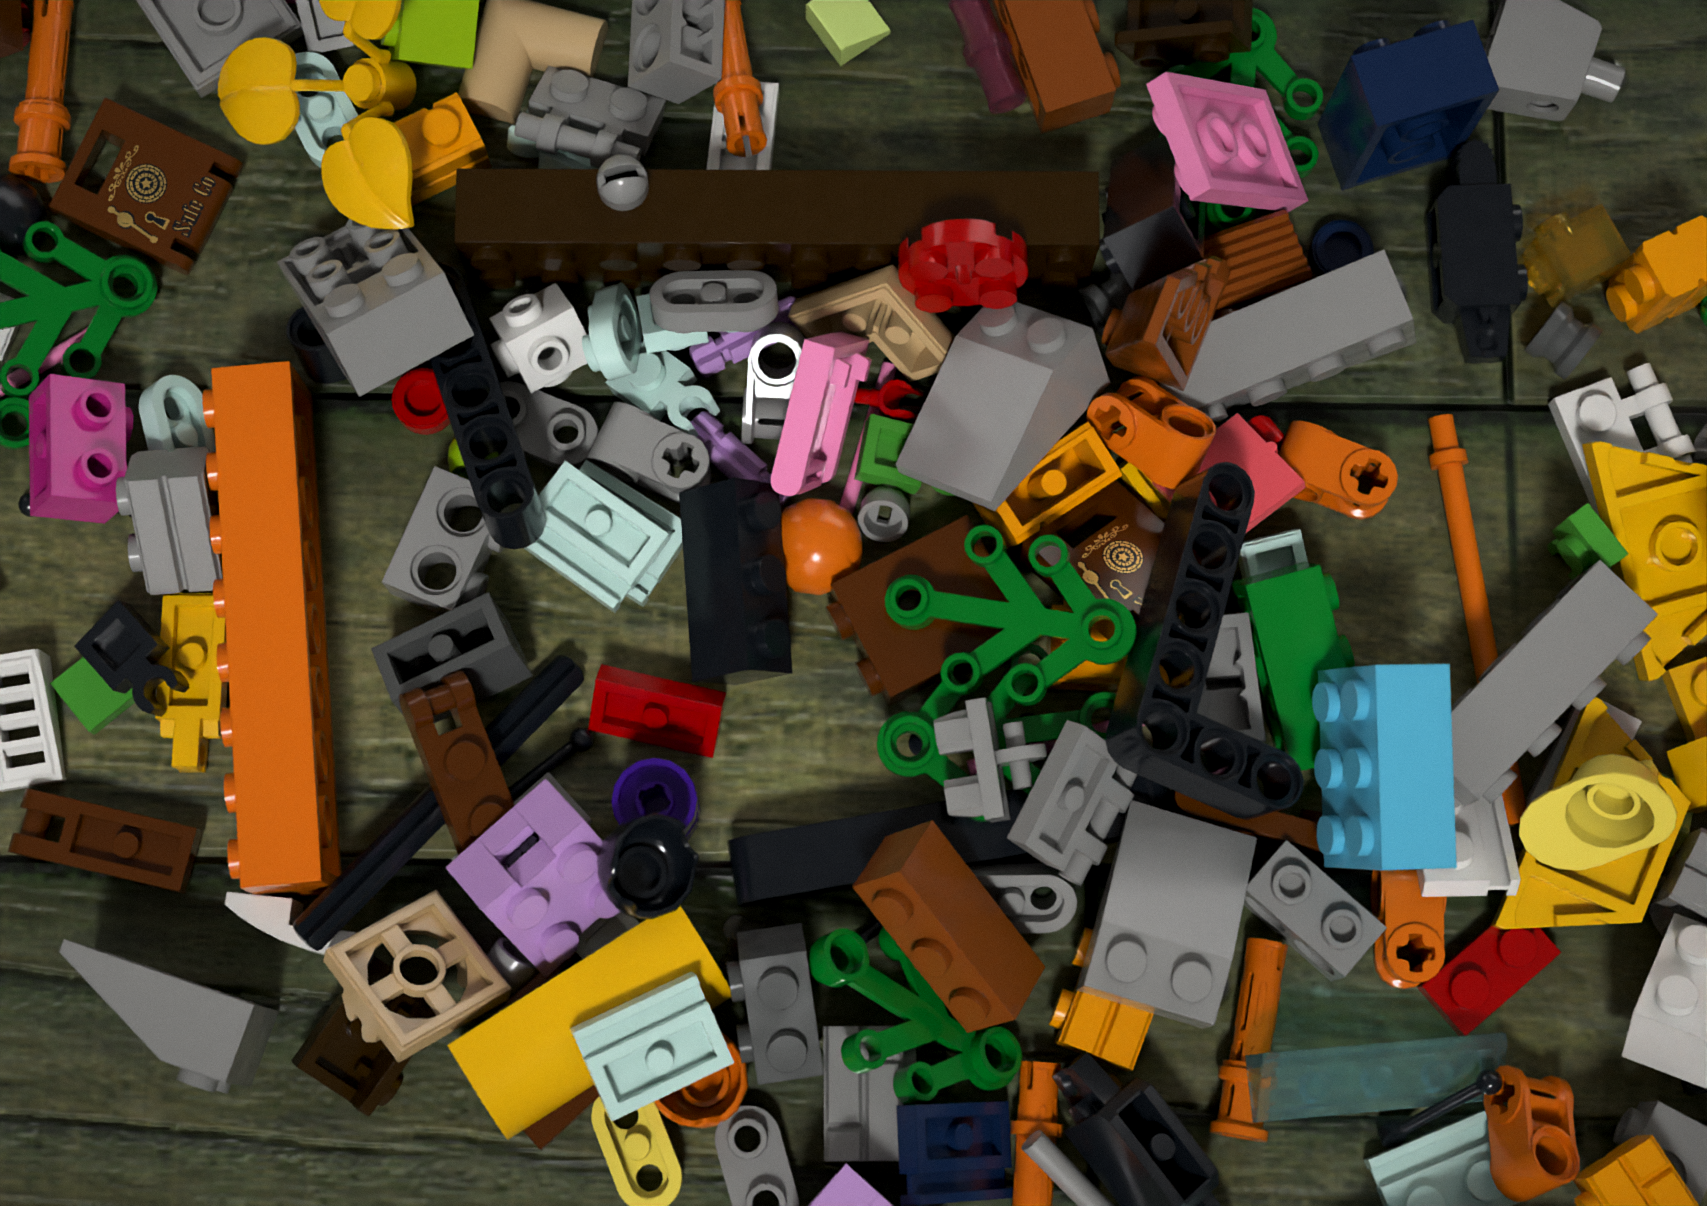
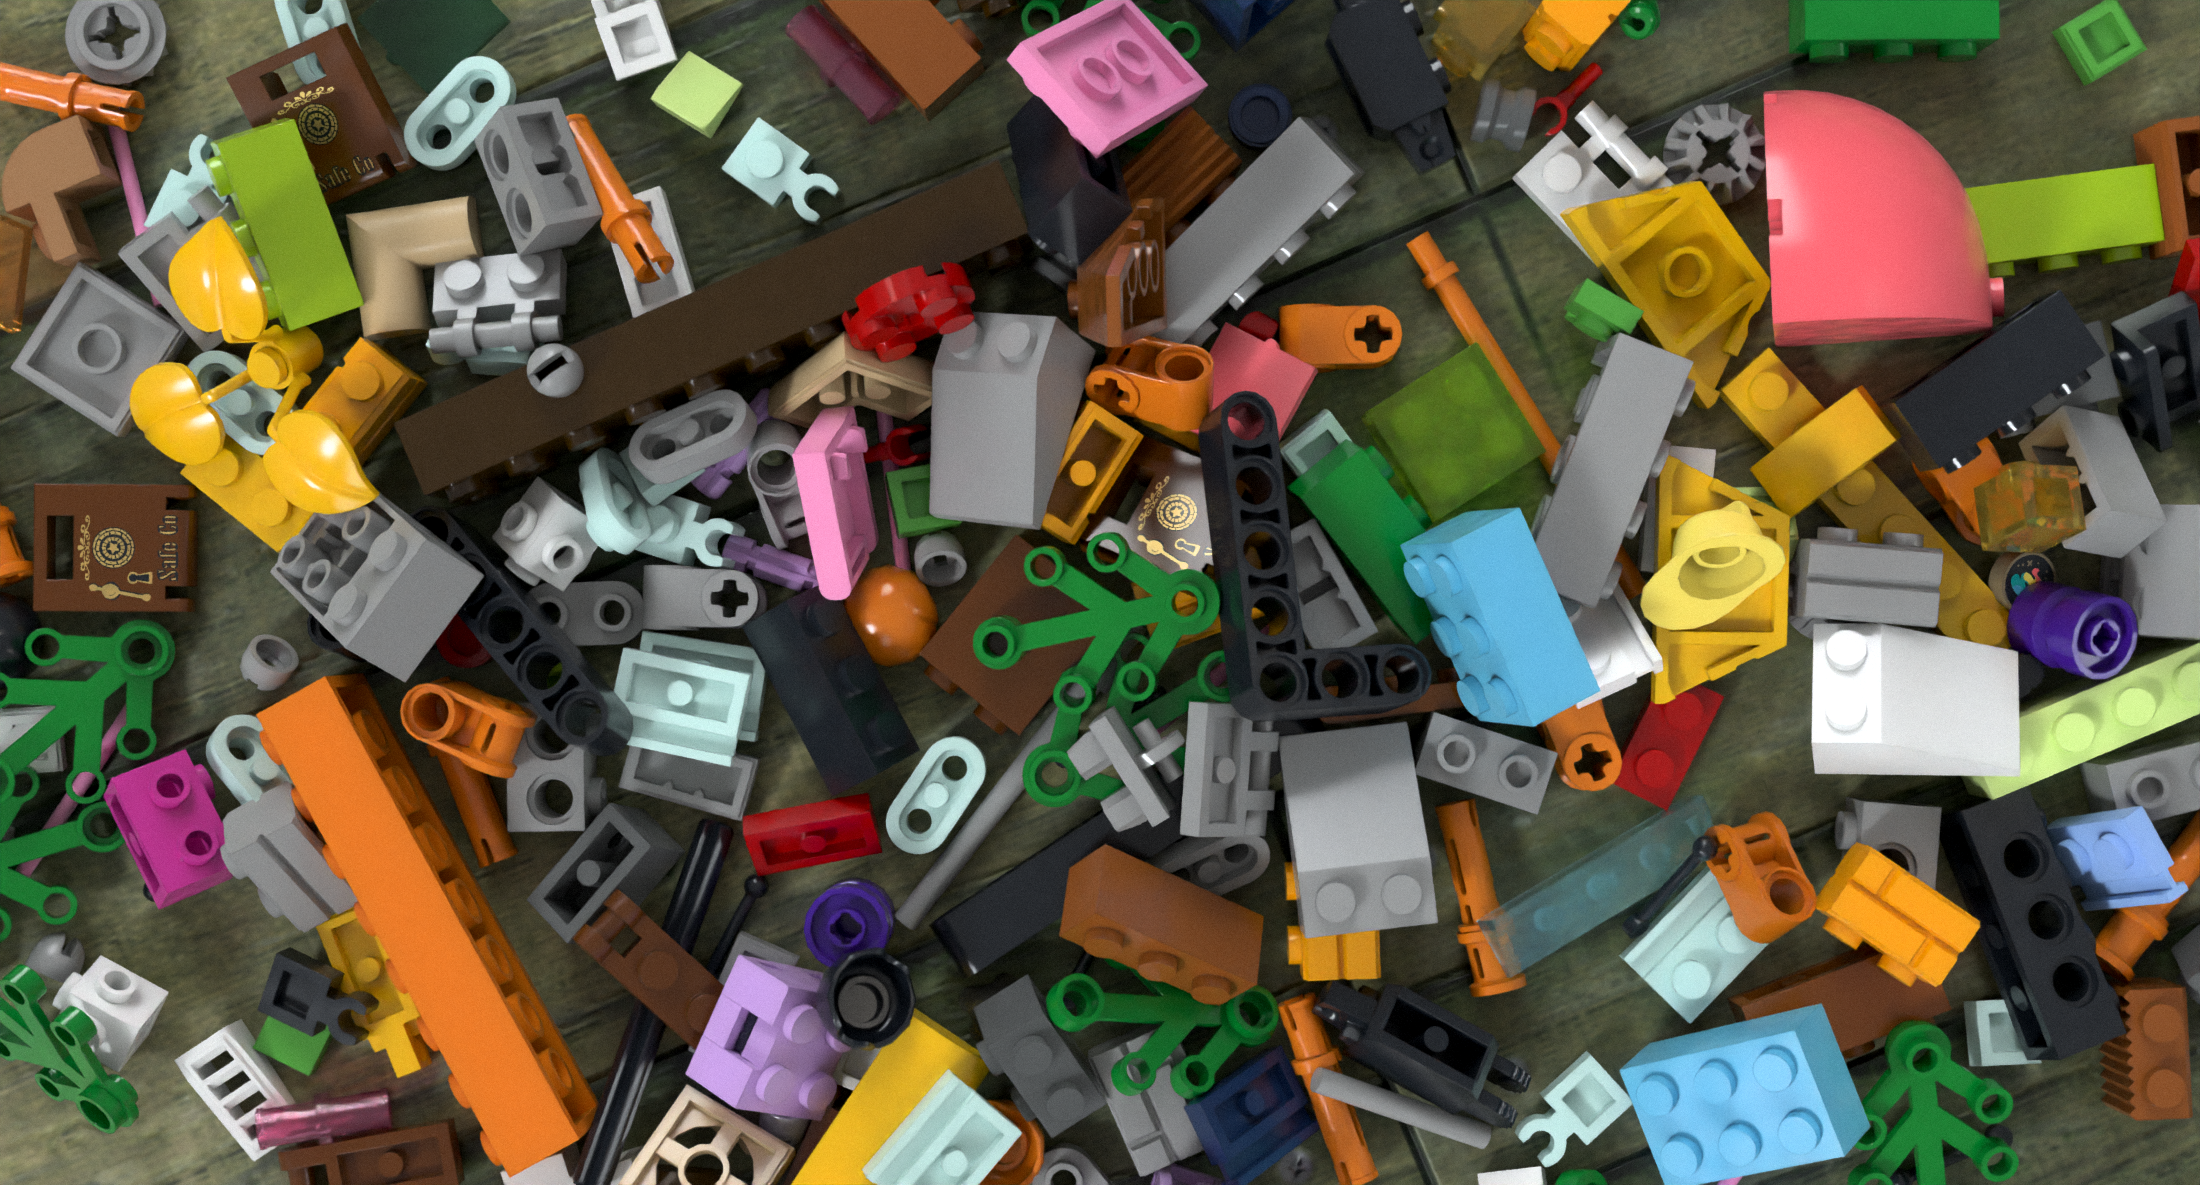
camera: 20 degrees left, 10 degrees up
(84, 775) = (323, 1118): none -> clear pink pin
(233, 343) = (277, 652): none -> light grey hinge
(291, 189) = (244, 490): none -> yellow hinge
(363, 518) = (474, 802): none -> orange pin
(400, 471) = (479, 726): none -> orange piece
(568, 612) = (692, 781): none -> light grey plate
(785, 724) = (937, 794): none -> light aqua plate
(830, 763) = (989, 812): none -> light grey bar
(887, 112) = (774, 168): none -> light aqua plate
(1407, 596) = (1453, 433): none -> clear neon green brick
(1625, 353) = (1567, 97): none -> red hand

